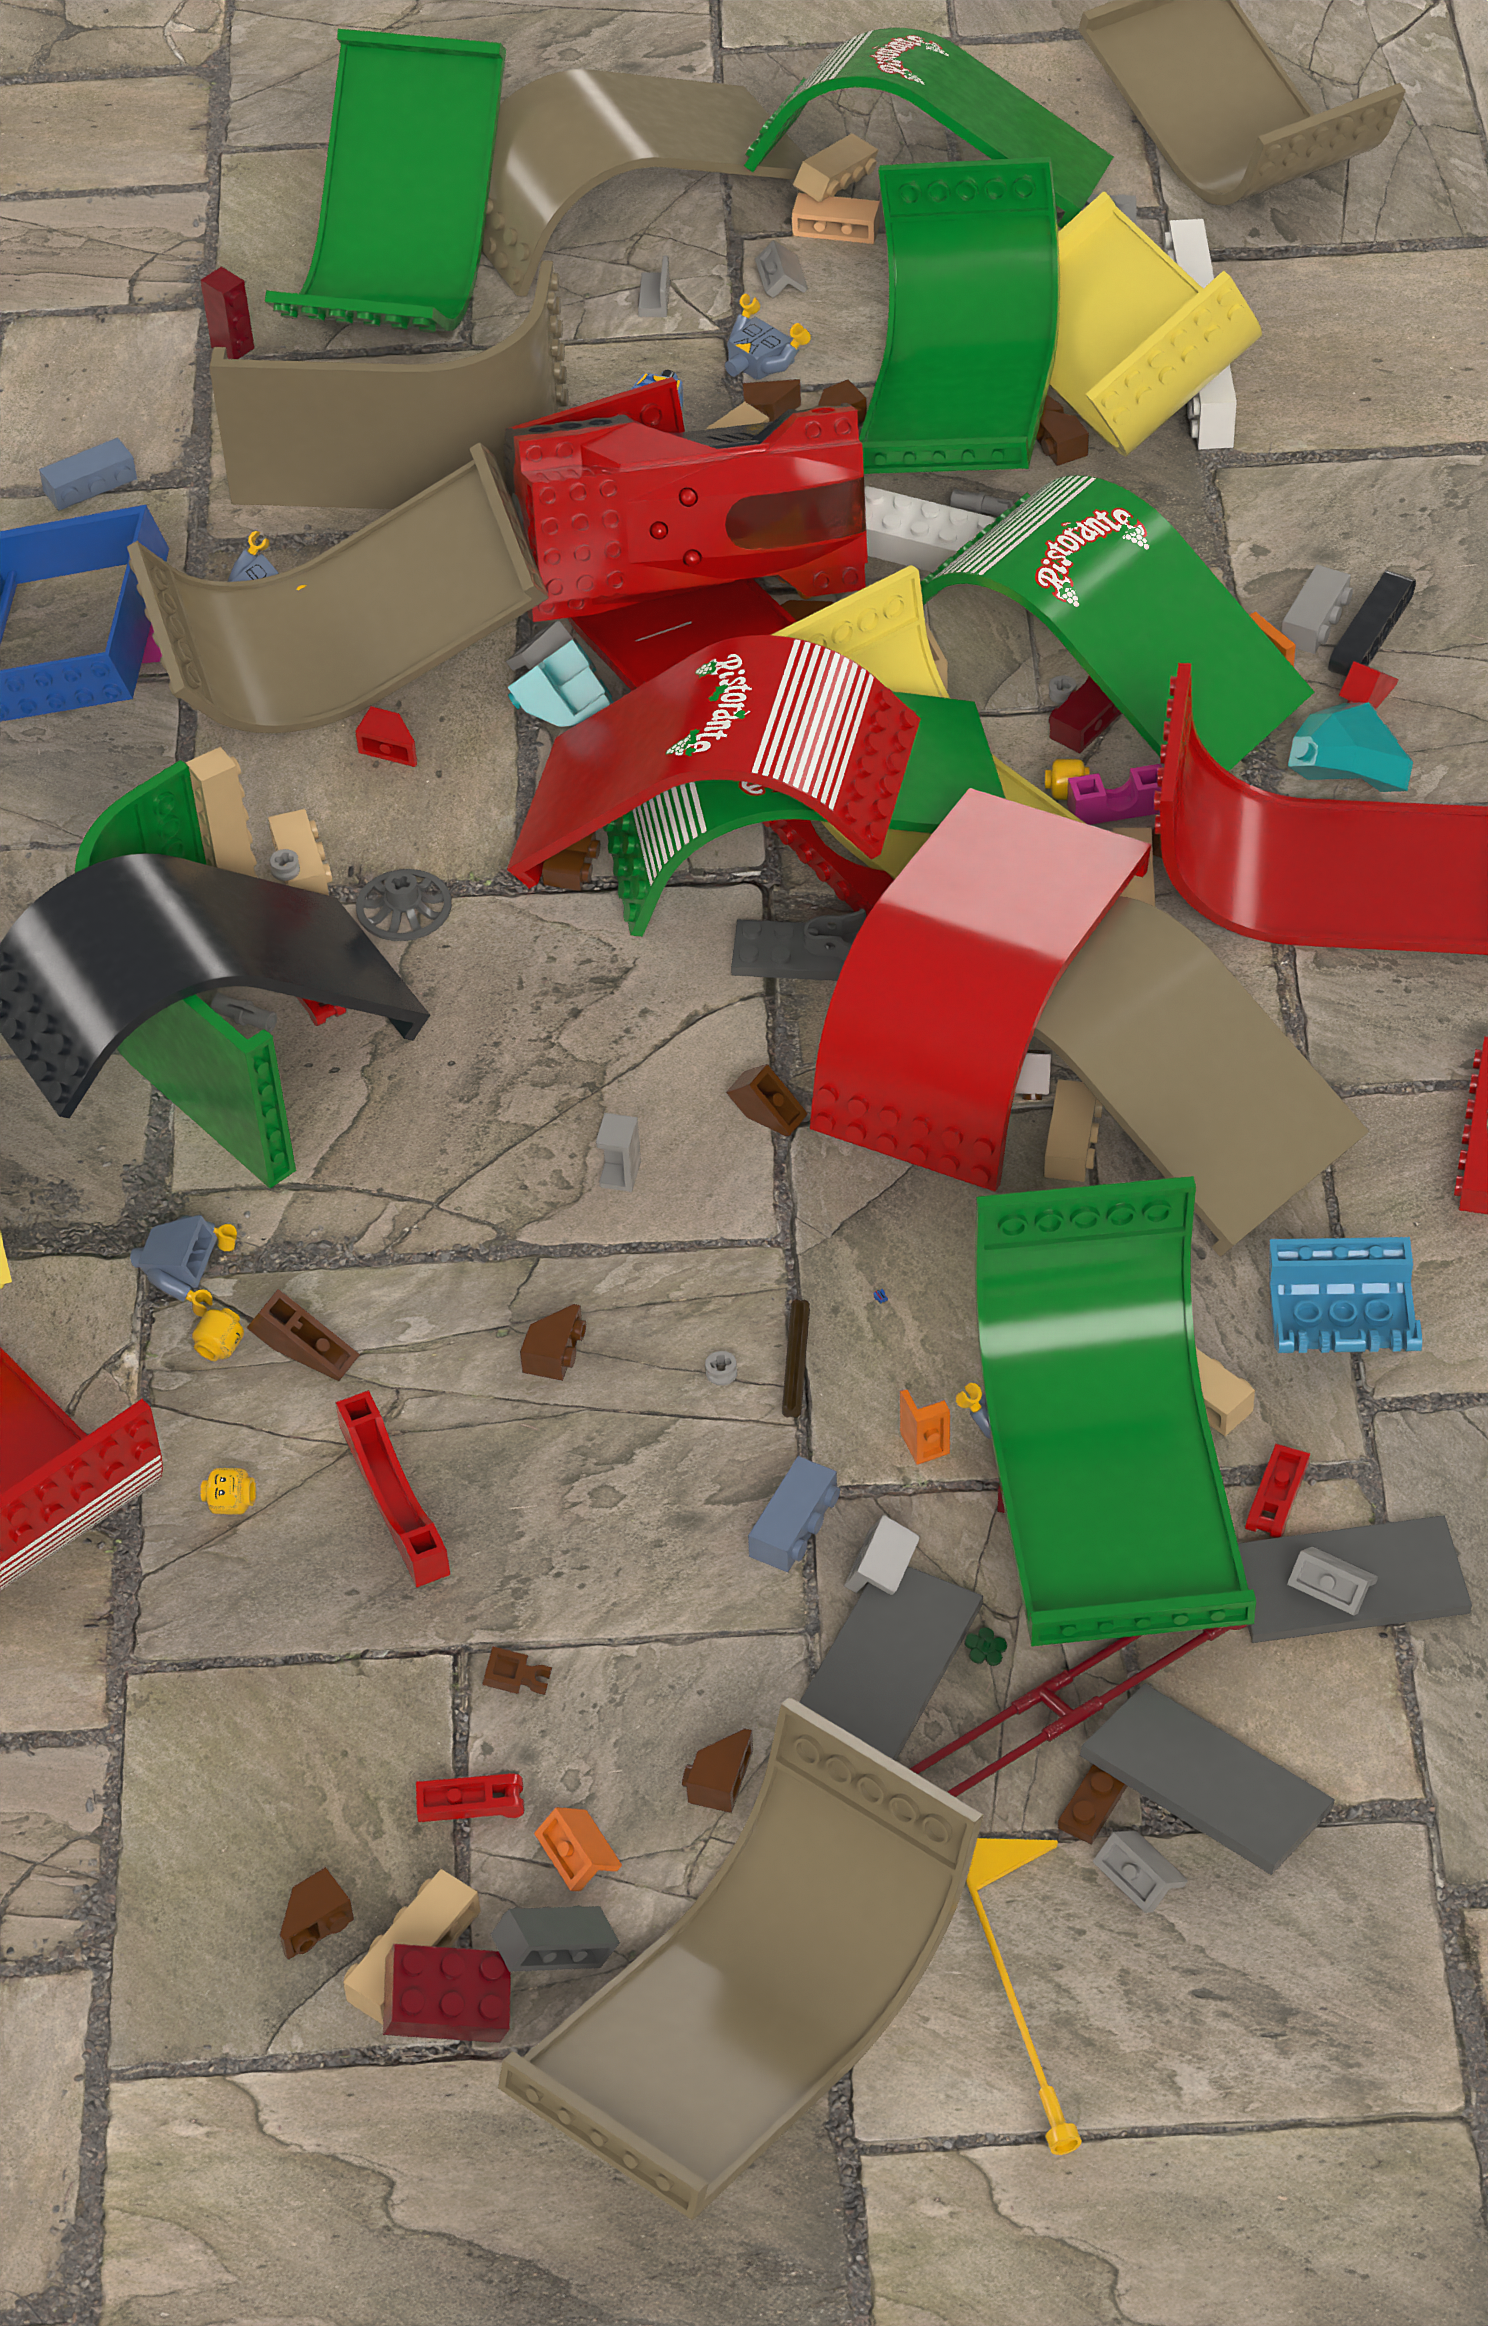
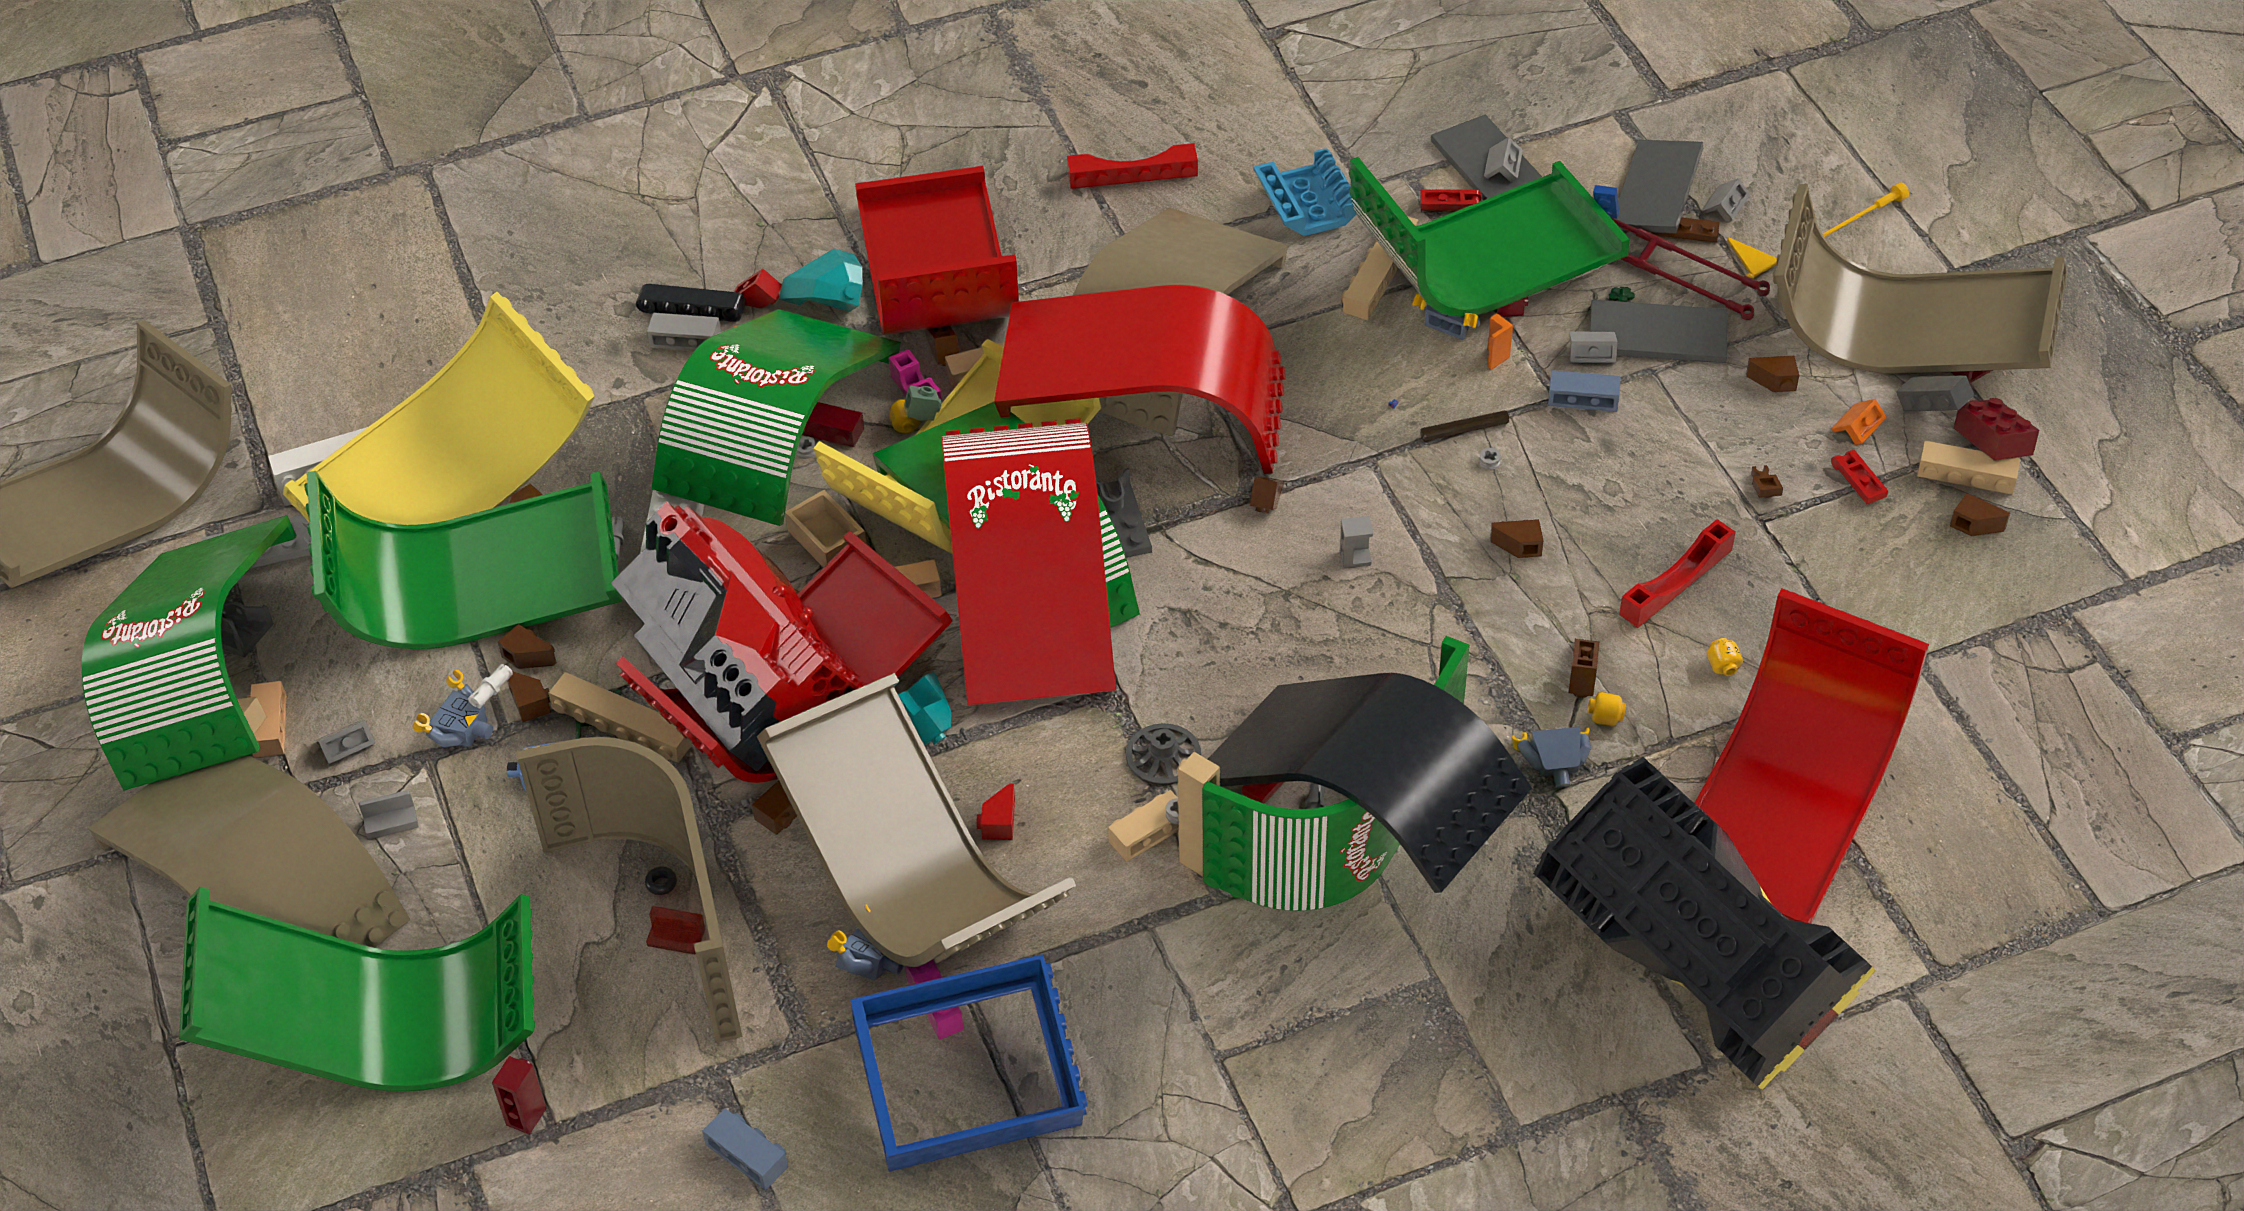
camera: 110 degrees left, 0 degrees up
(777, 360) = (490, 686): none -> white pin
(1053, 771) = (922, 403): none -> sand green brick
(1144, 1639) = (1607, 199): none -> blue plate

